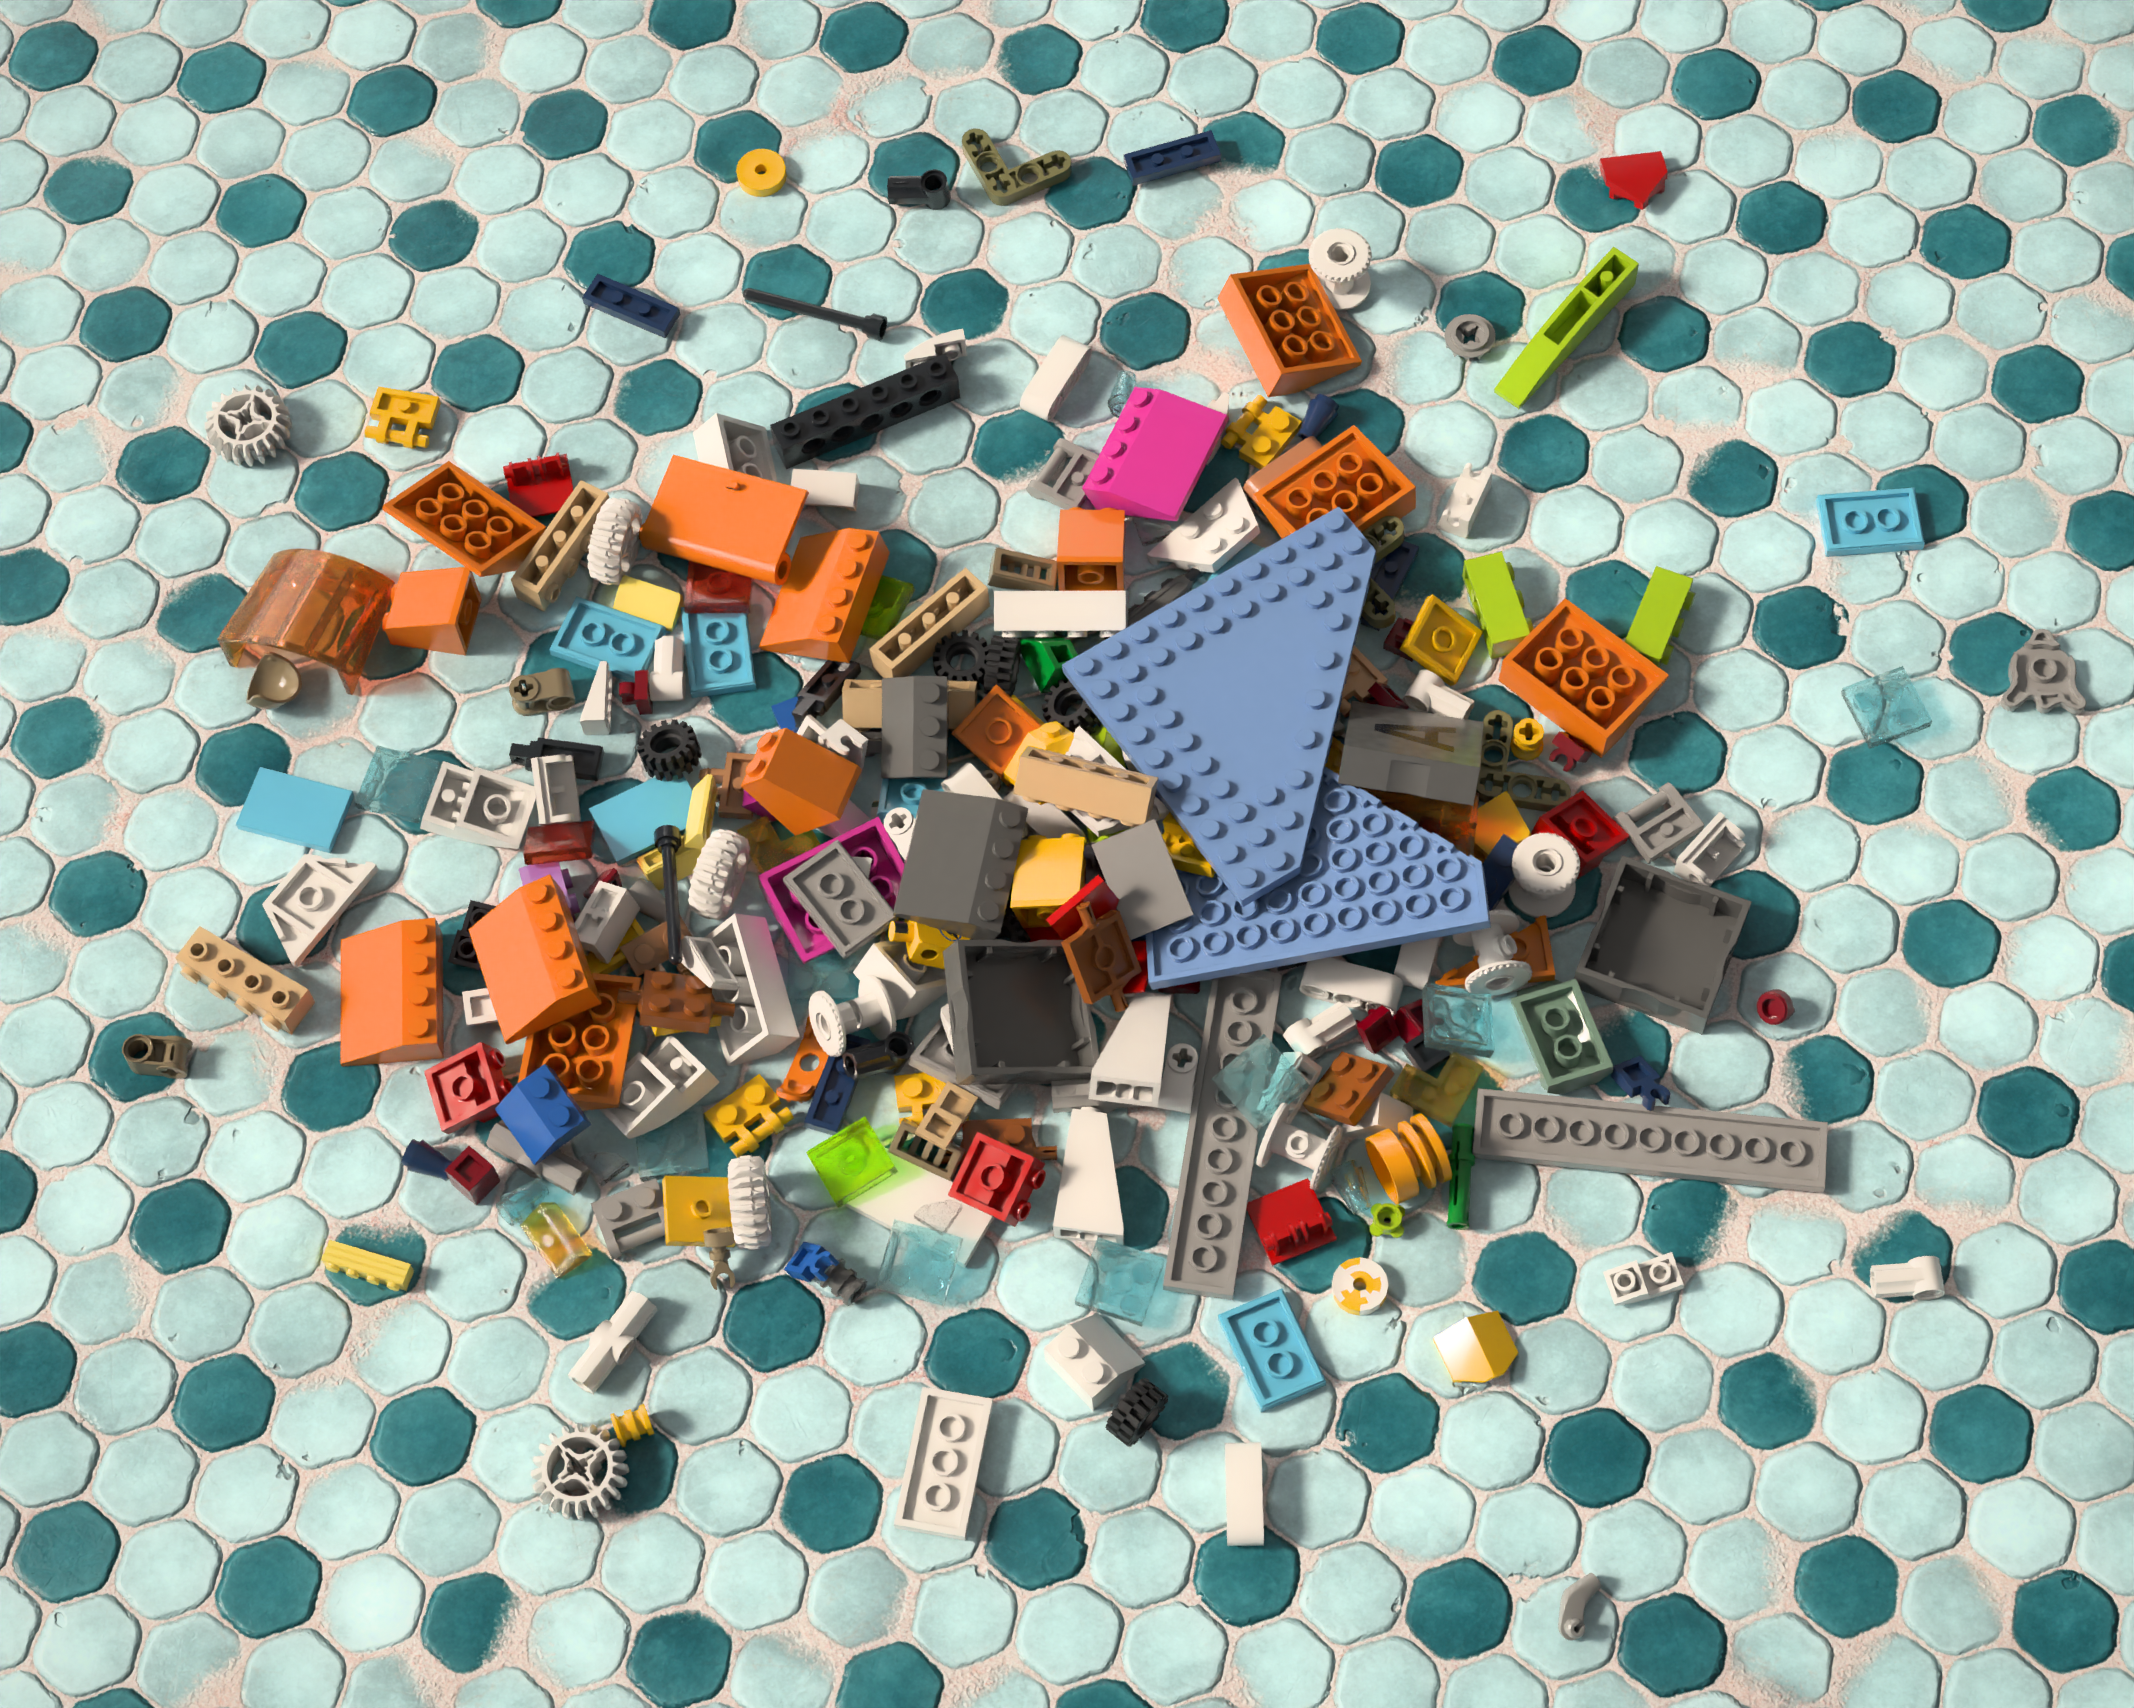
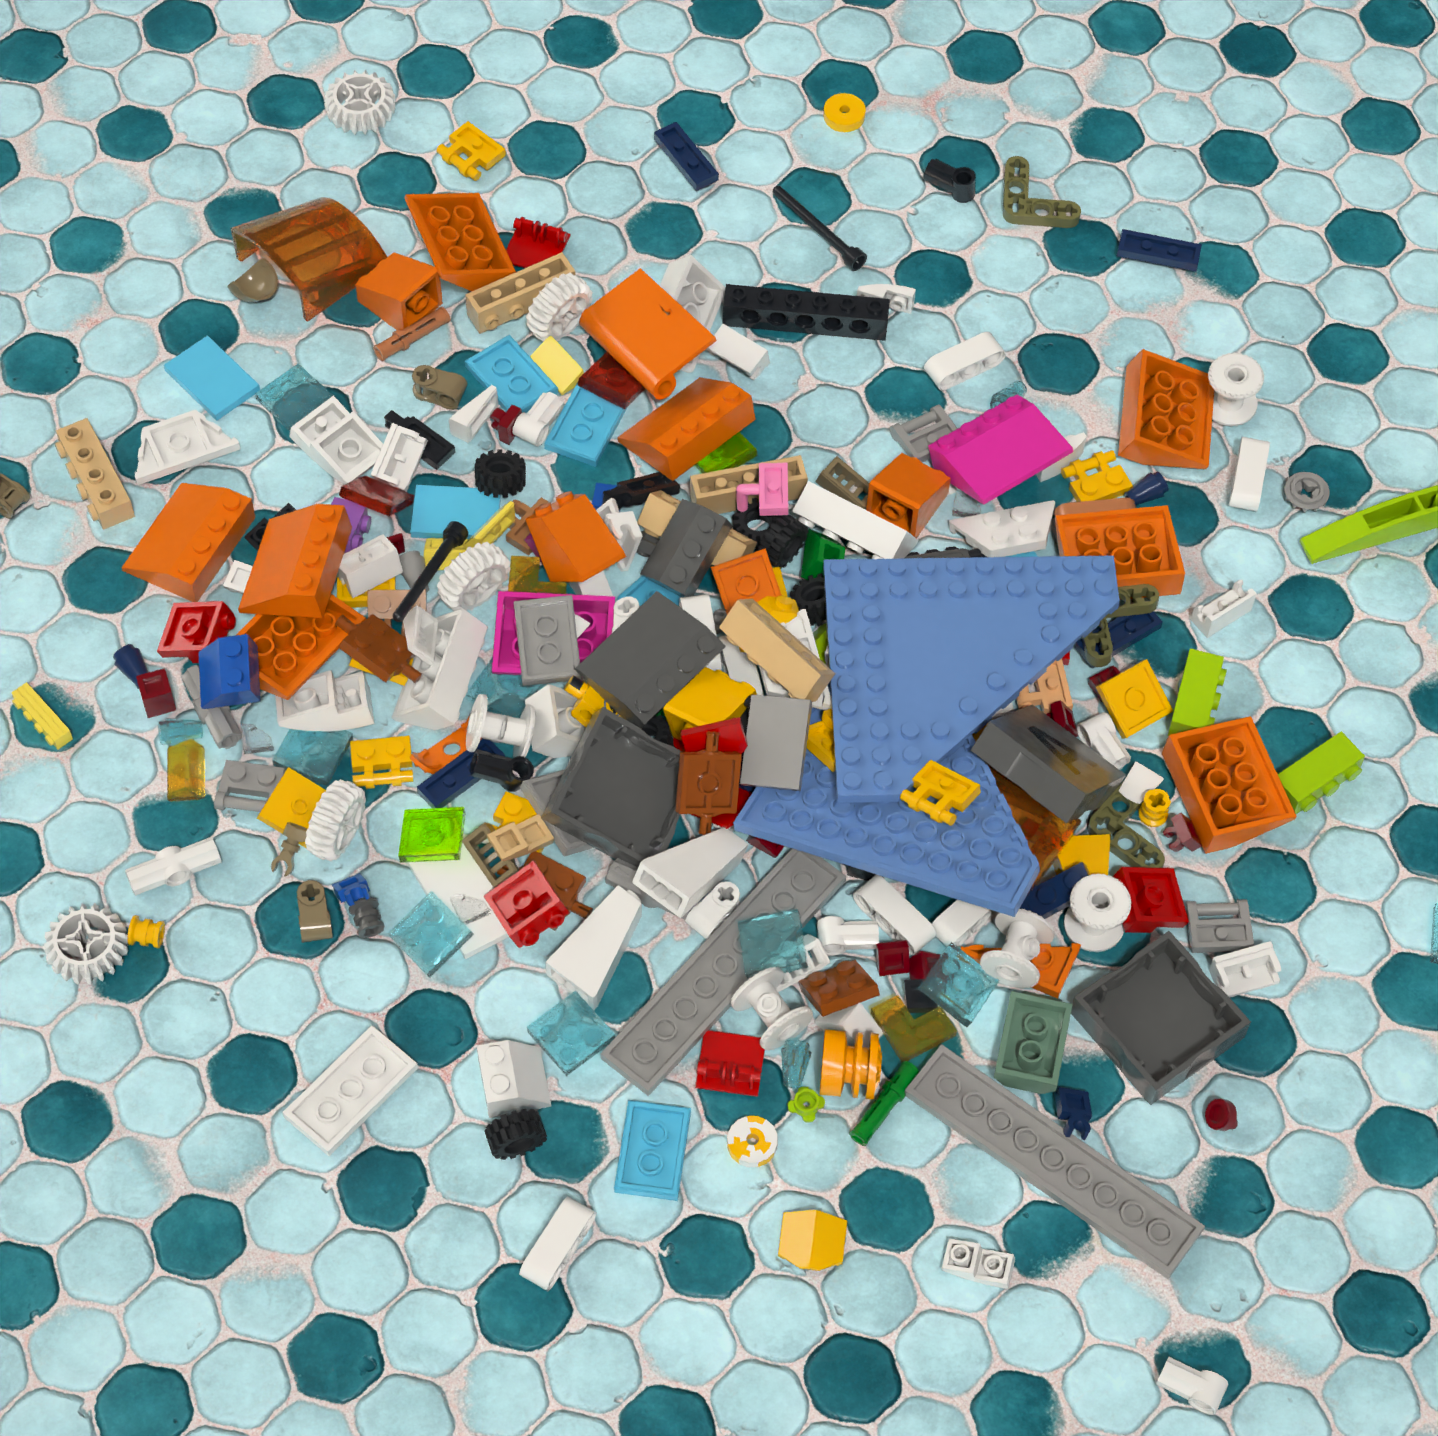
camera: 25 degrees right, 5 degrees down
(459, 680) = (436, 319): none -> nougat pin
(791, 1313) = (313, 916): none -> dark tan piece
(963, 619) = (771, 490): none -> bright pink plate
(1338, 833) = (946, 786): none -> yellow plate
(1405, 348) = (1249, 474): none -> white beam
(1498, 722) = (1139, 782): none -> white sticker

